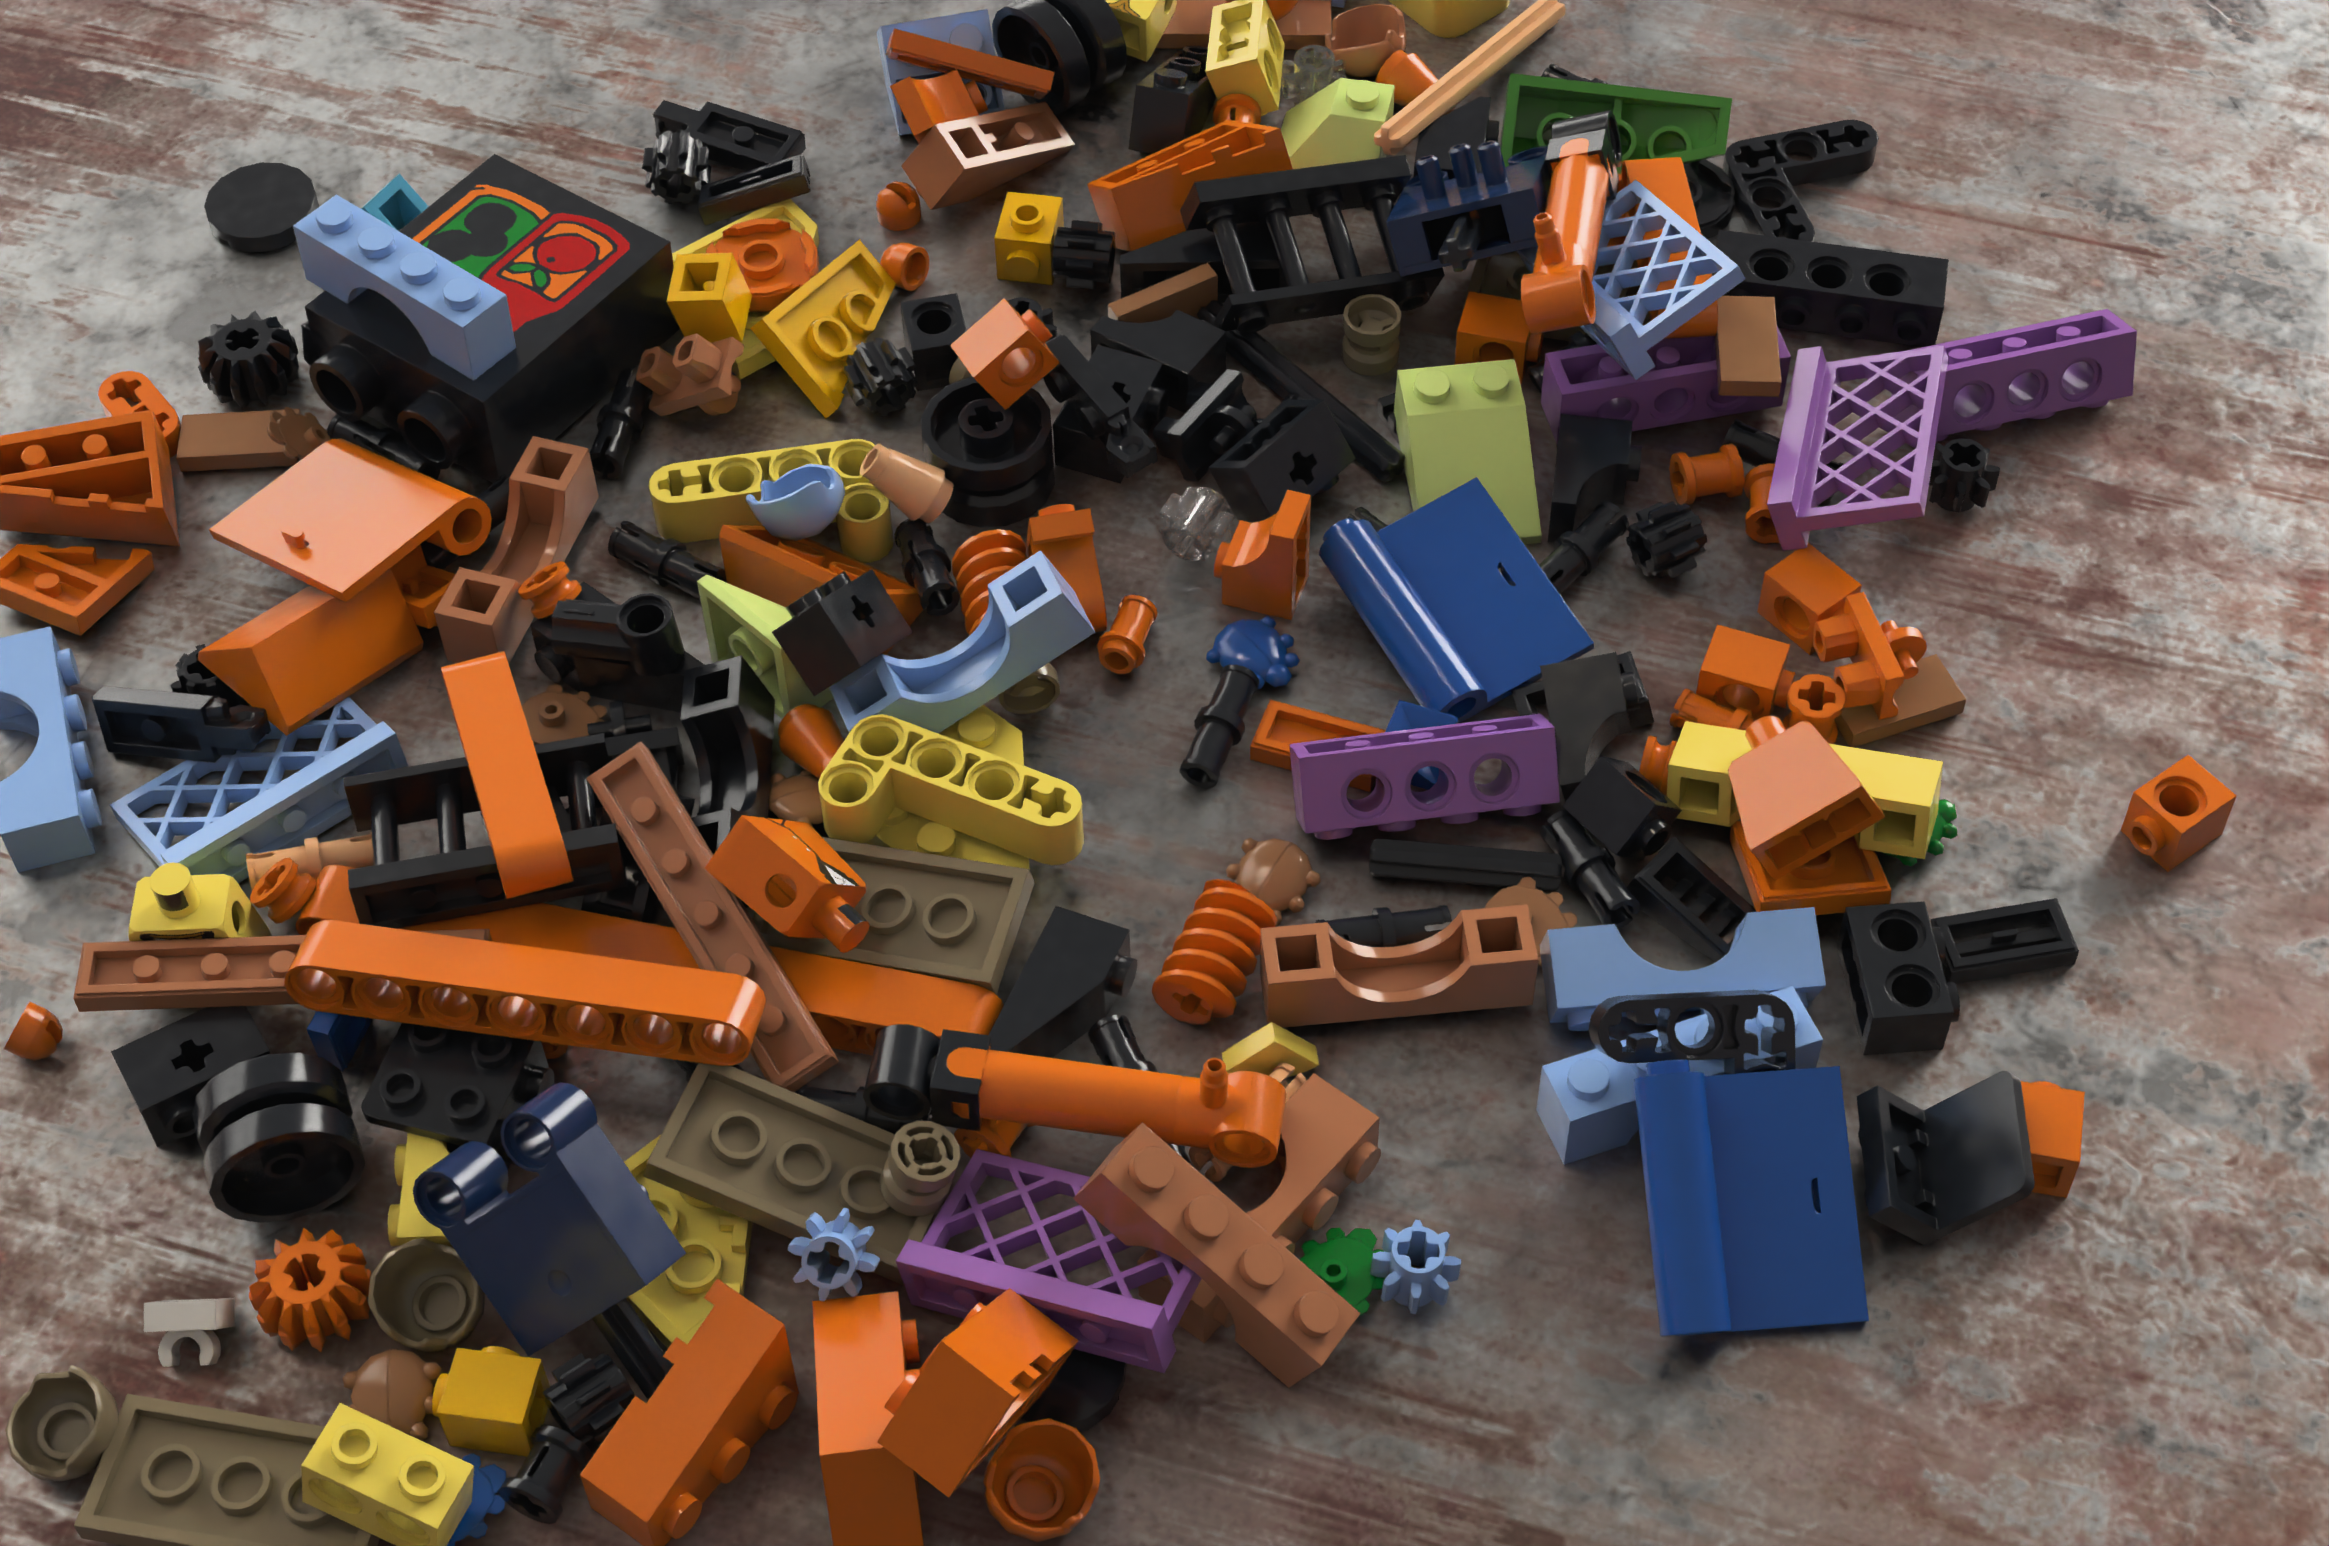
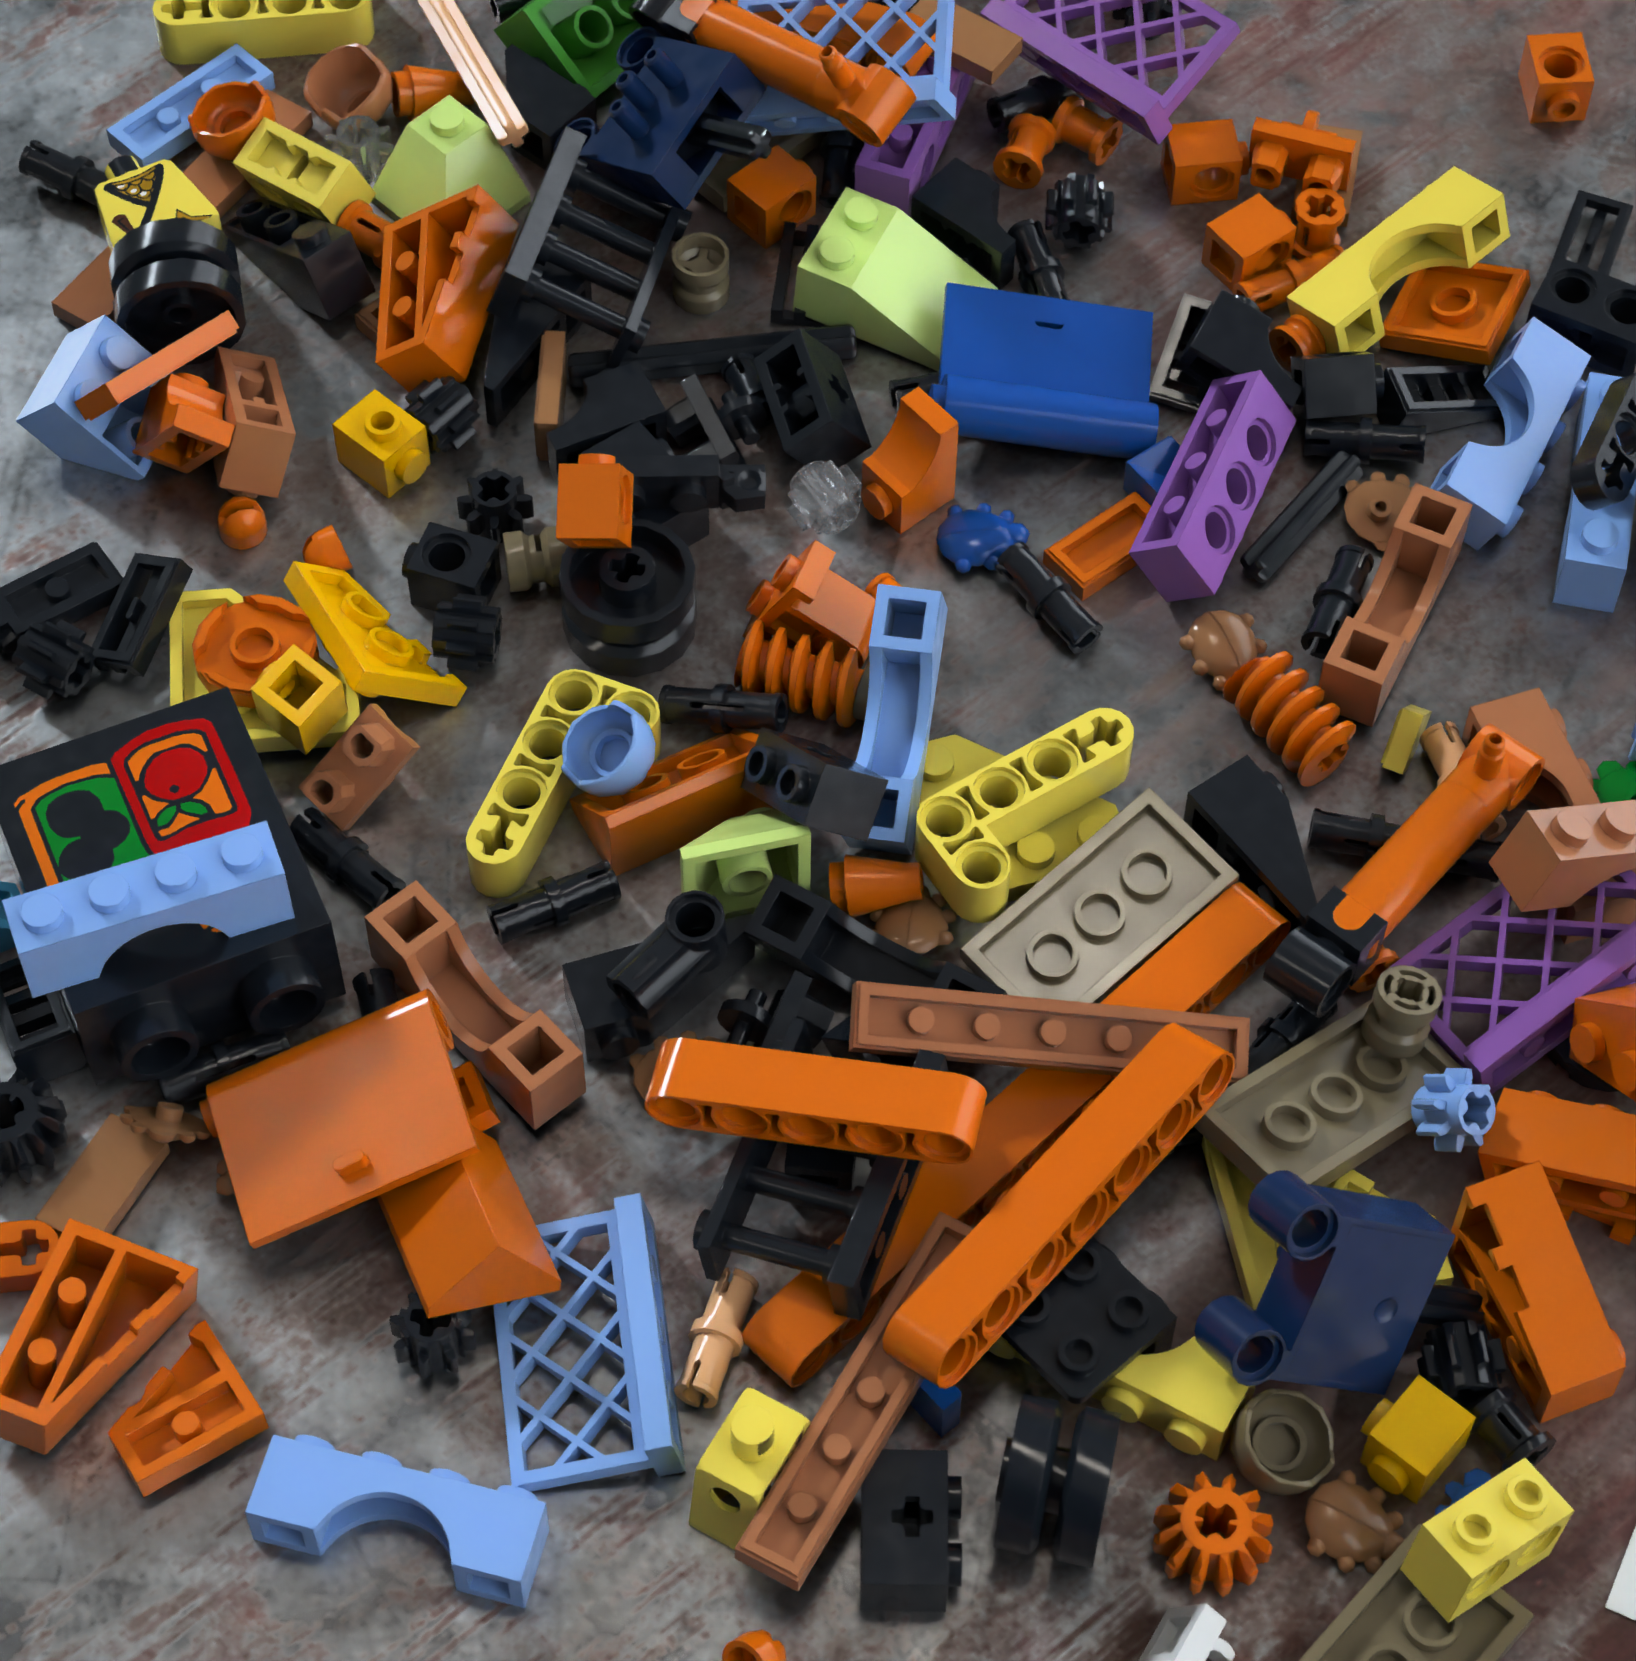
camera: 60 degrees left, 5 degrees up
(176, 724) = (475, 1378): black hinge -> none
(283, 890) = (771, 1361): orange bush -> none
(548, 588) = (571, 1004): orange bush -> none
(792, 880) = (1067, 950): orange torso -> none
(908, 483) = (646, 664): light nougat cone -> none
(1796, 795) = (1431, 261): orange torso -> none

